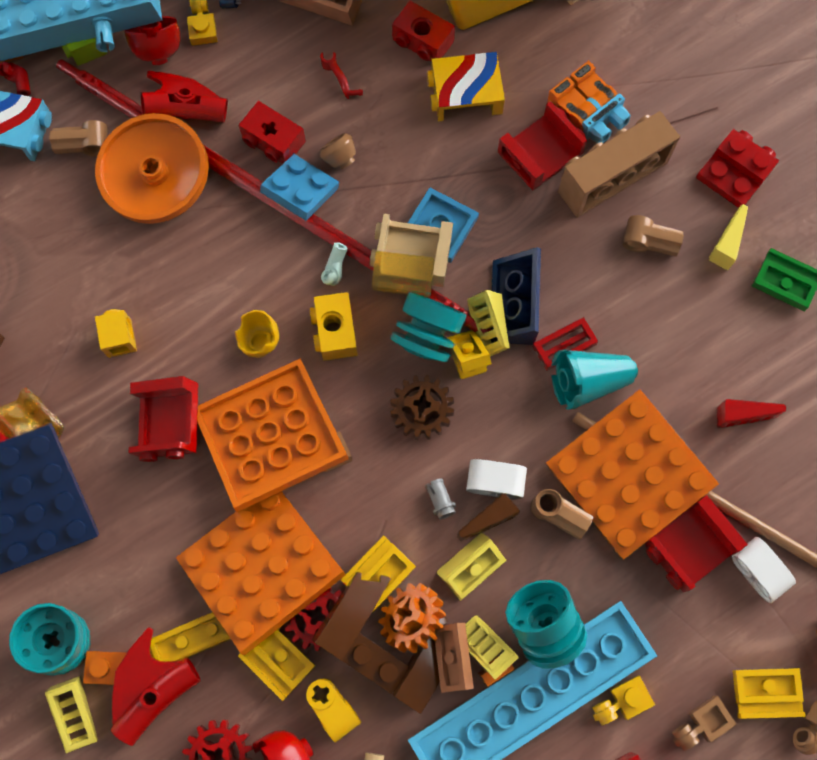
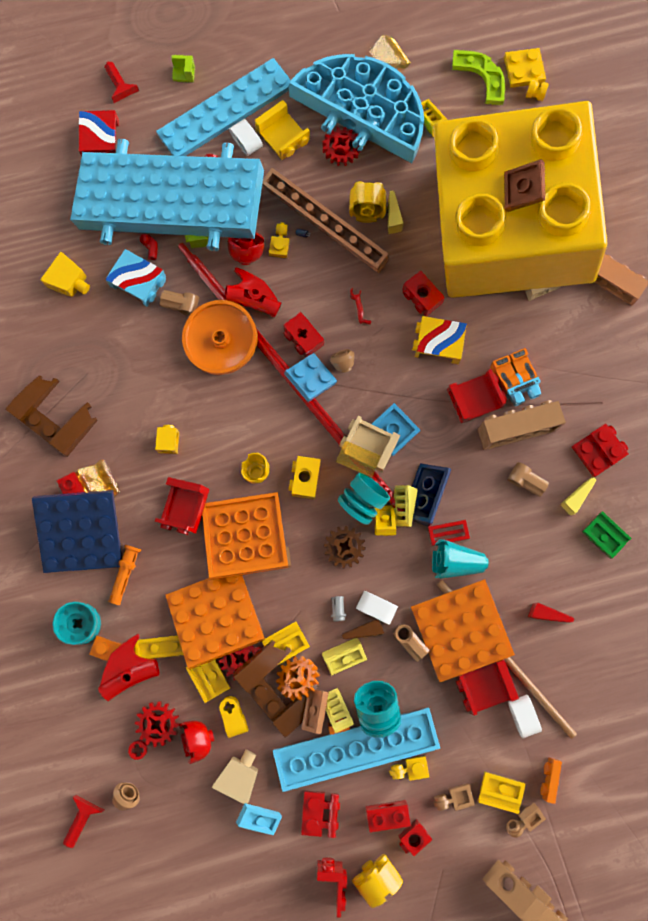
camera: 15 degrees right, 5 degrees up
(60, 718) = (69, 655): light yellow slope -> none
(104, 531) = (126, 565): none -> orange pin
(333, 269) = (316, 438): light aqua arm -> none

